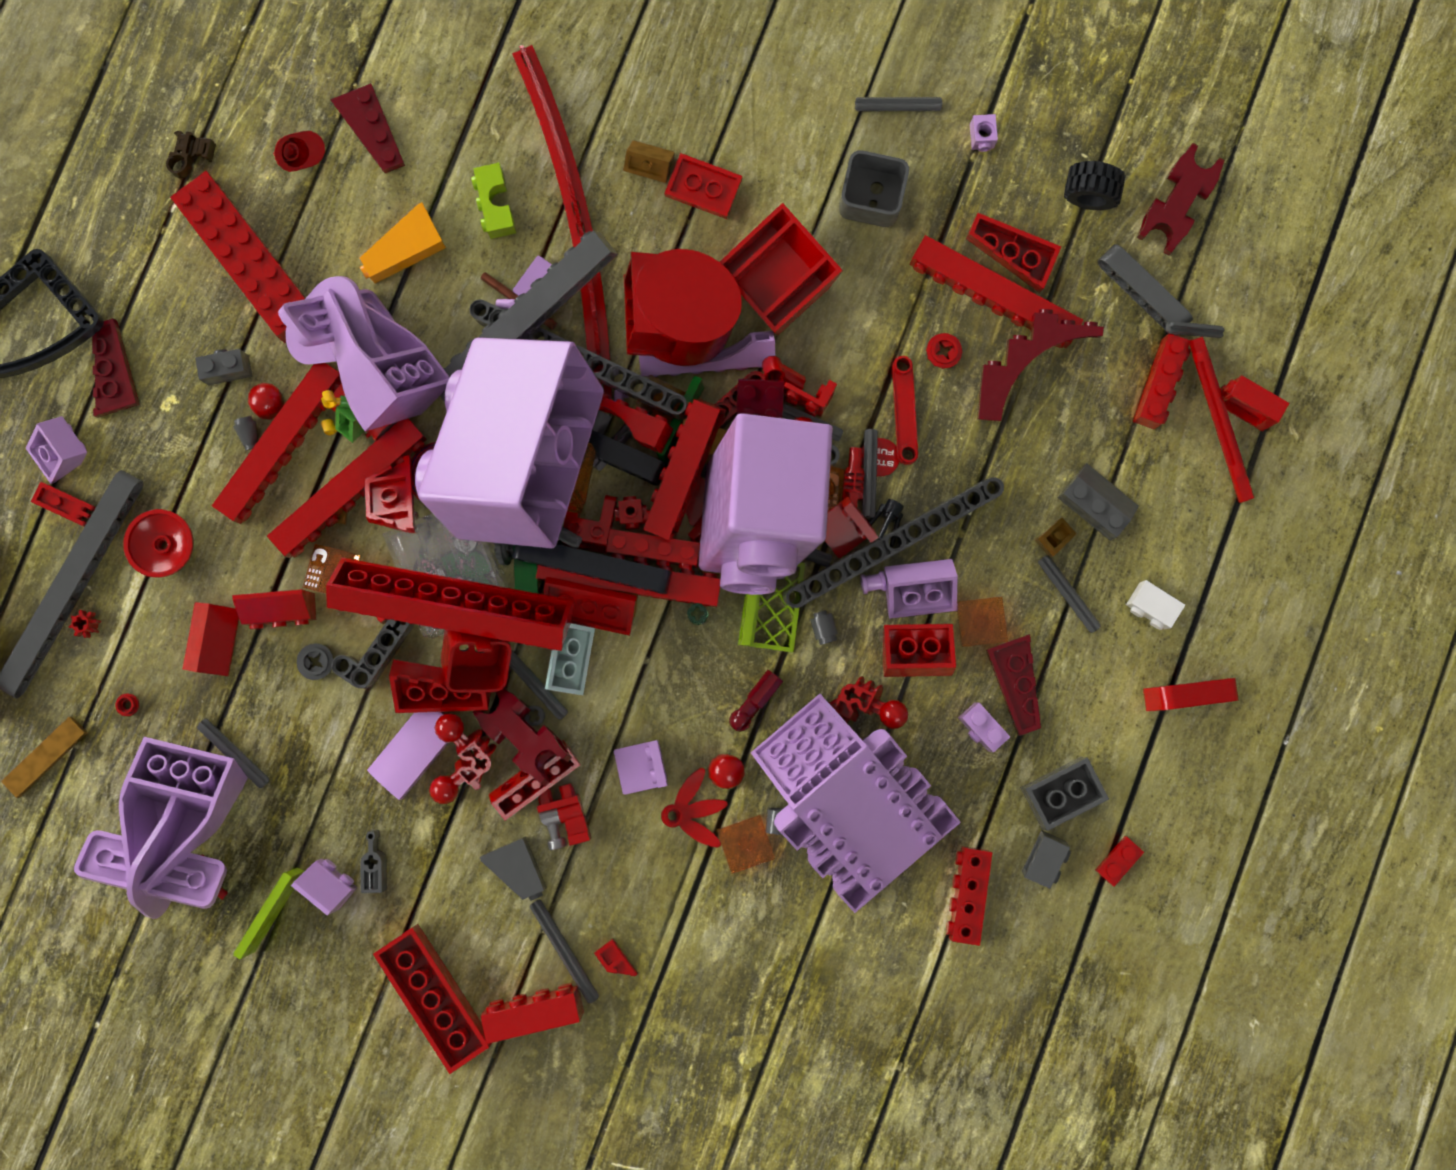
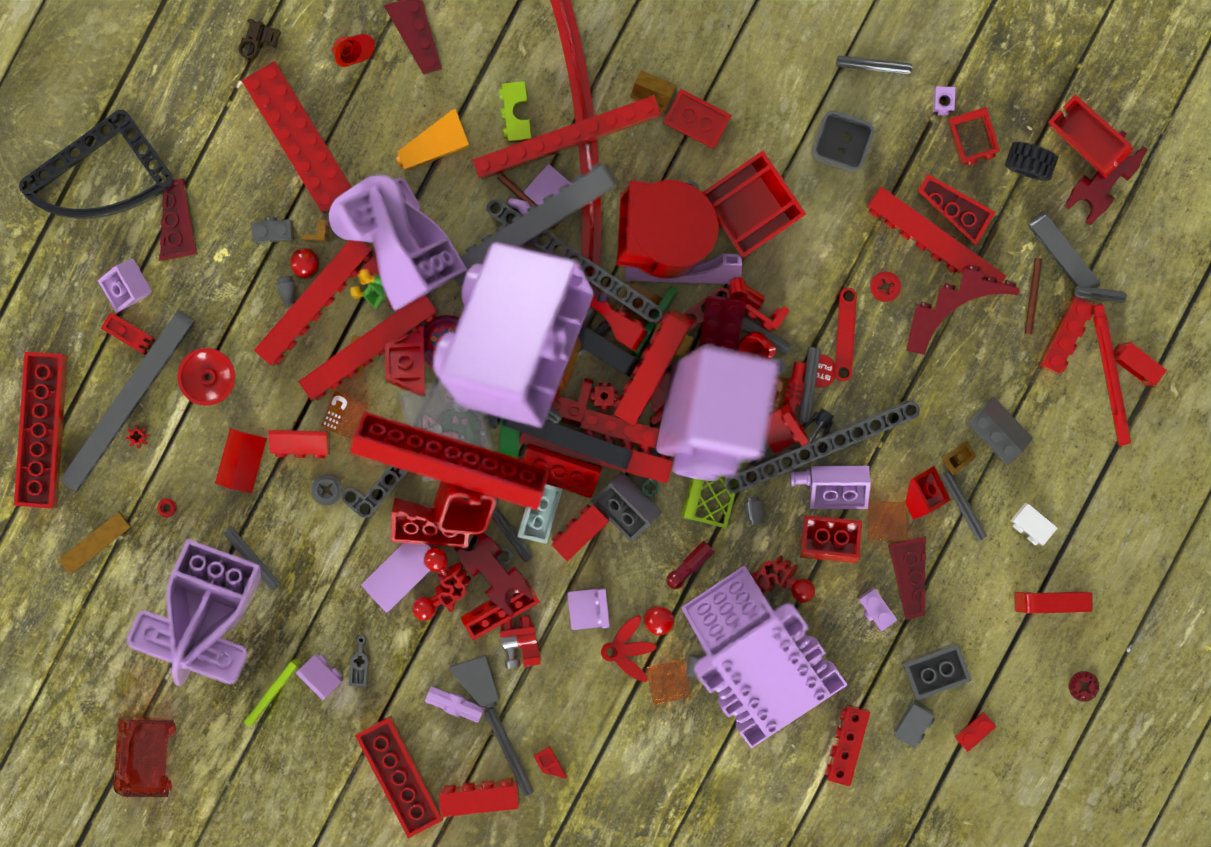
camera: 10 degrees right, 5 degrees up
(121, 1010) = (142, 756): none -> clear red windscreen
(279, 363) = (322, 232): none -> pearl gold panel
(492, 901) = (454, 704): none -> lavender piece
(554, 218) = (567, 137): none -> red brick
(618, 675) = (579, 531): none -> red brick
(671, 639) = (626, 506): none -> dark grey slope
(1022, 584) = (926, 493): none -> red slope
(1026, 143) = (967, 117): none -> red window
(1116, 341) = (1033, 296): none -> copper bar
(1159, 149) = (1090, 136): none -> red piece
(1230, 792) = (1074, 686): none -> dark red gear

